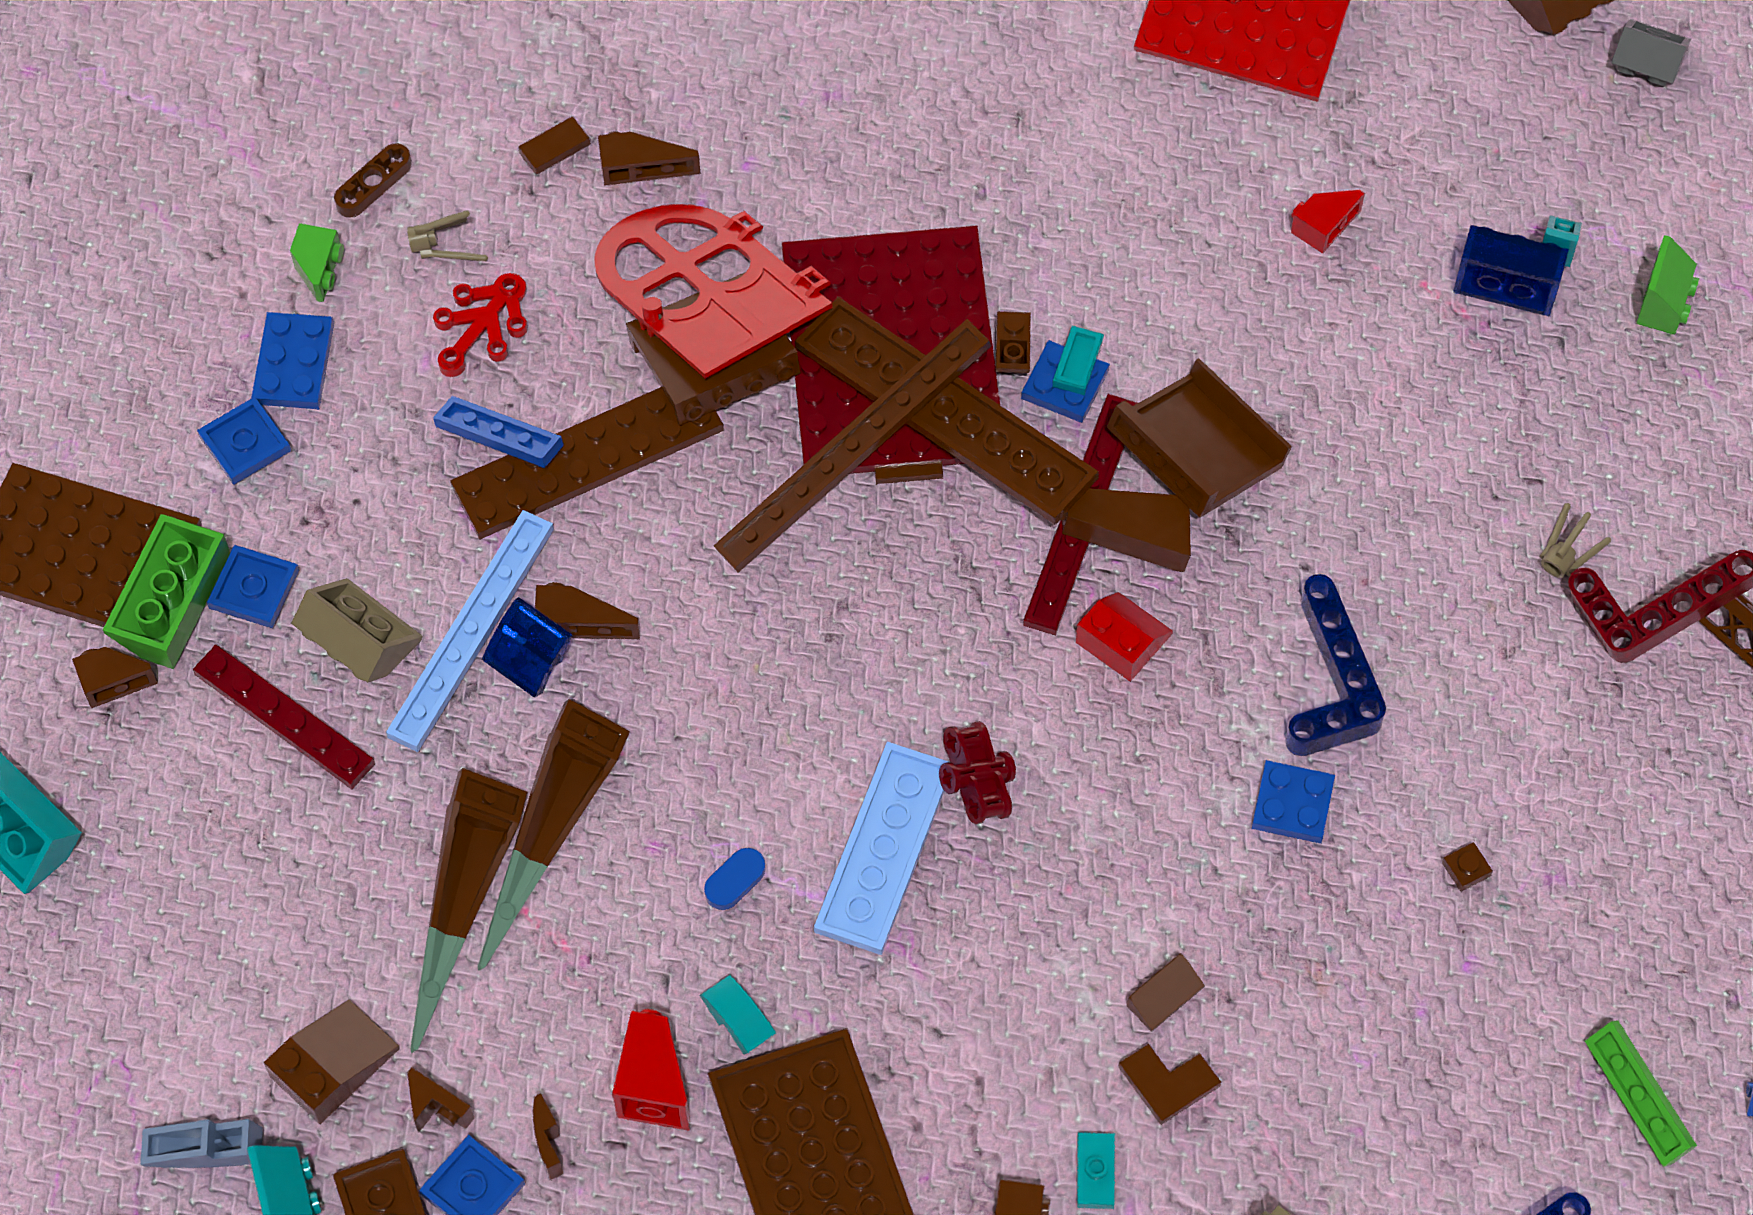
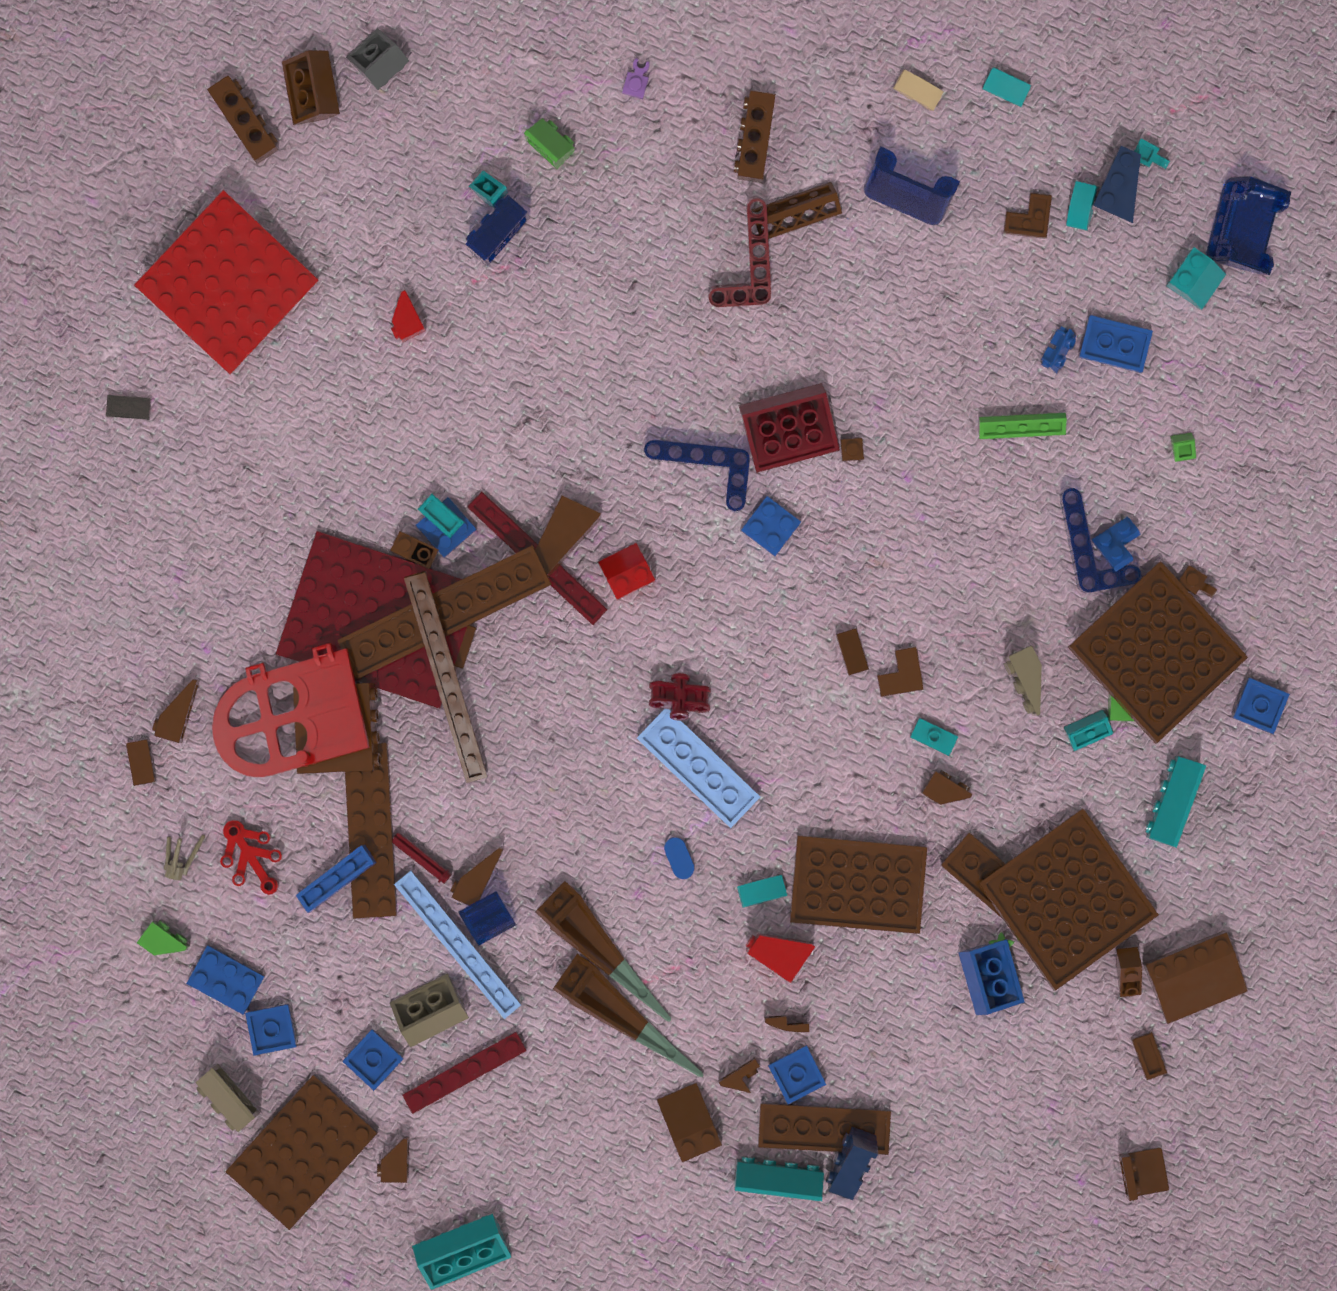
camera: 65 degrees left, 25 degrees up
(123, 420) = (227, 1098): none -> dark tan slope
(167, 590) = (358, 1111): bright green slope -> none
(200, 1144) = (708, 1211): sand blue slope -> none
(376, 166) = (117, 900): reddish brown beam -> none
(565, 569) = (421, 858): none -> dark red axle
(1200, 439) = (526, 470): reddish brown panel -> none
(1450, 763) = (789, 427): none -> dark red slope
(1560, 558) = (691, 299): dark tan plant -> none

